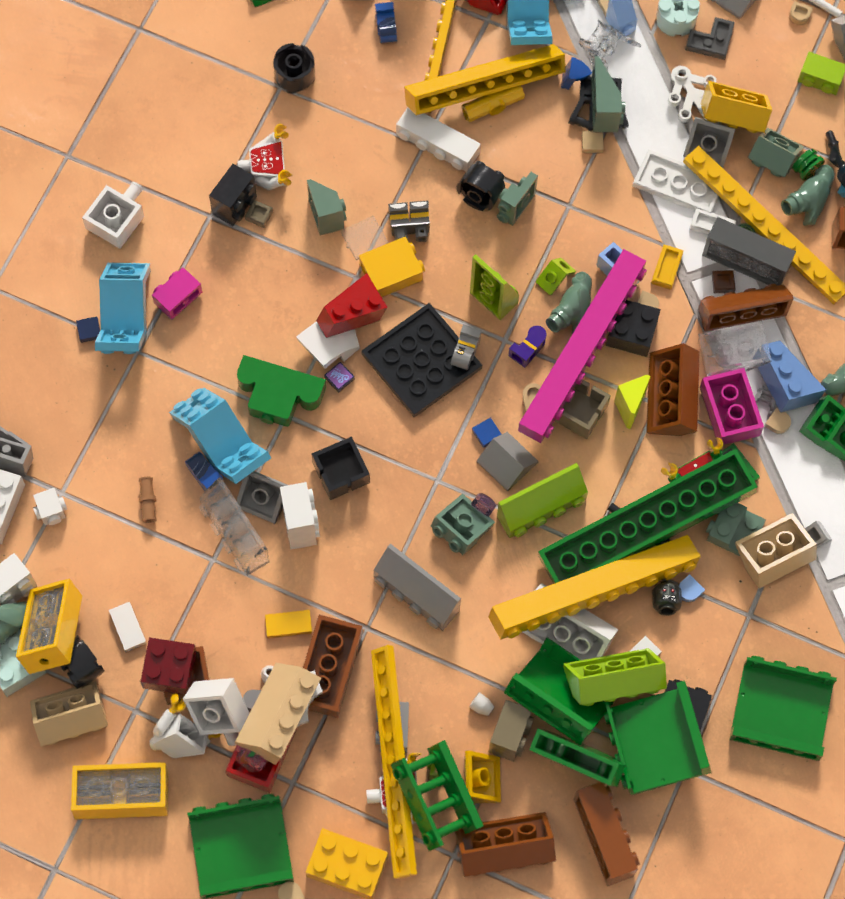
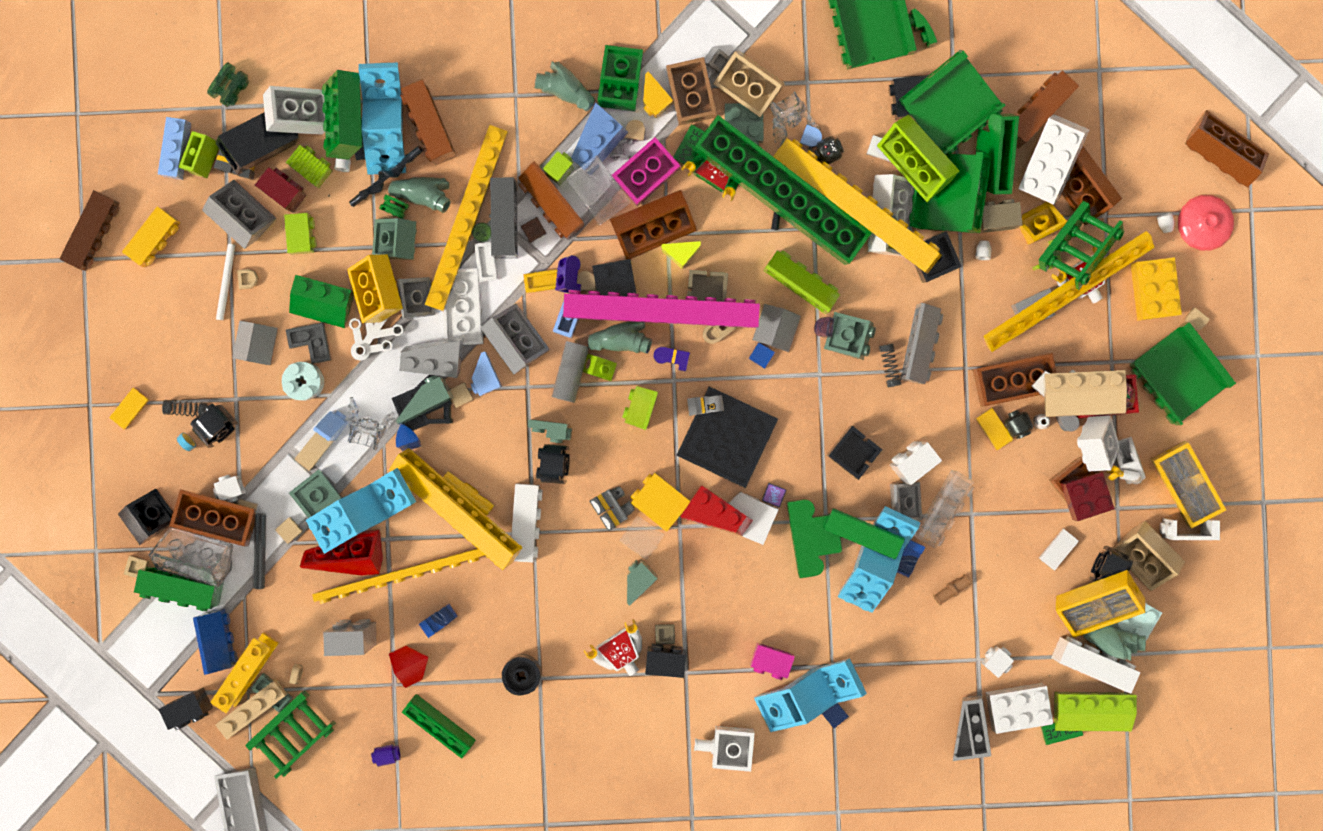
camera: 115 degrees left, 20 degrees up
(65, 760) = (1208, 530): none -> white panel
(253, 430) = (864, 533): none -> green slope
(280, 647) = (1018, 424): none -> pearl dark grey head
(430, 554) = (886, 348): none -> dark grey piece
(497, 653) = (946, 263): none -> black brick
(545, 814) = (1053, 159): none -> white brick
(564, 245) = (569, 372): none -> light grey piece
(600, 169) = (484, 376): none -> light blue slope
(623, 213) = (514, 338): none -> light grey slope
(640, 131) = (433, 358): none -> light grey wedge
(662, 286) = (567, 274): none -> dark purple leg
(724, 574) = (789, 114): none -> clear helmet
(749, 61) = (320, 301): none -> green slope
(760, 756) = (919, 23): none -> green slope
(776, 323) = (559, 167): none -> lime brick
(794, 489) = (691, 91): none -> medium nougat brick
(805, 454) = (655, 97): none -> yellow slope

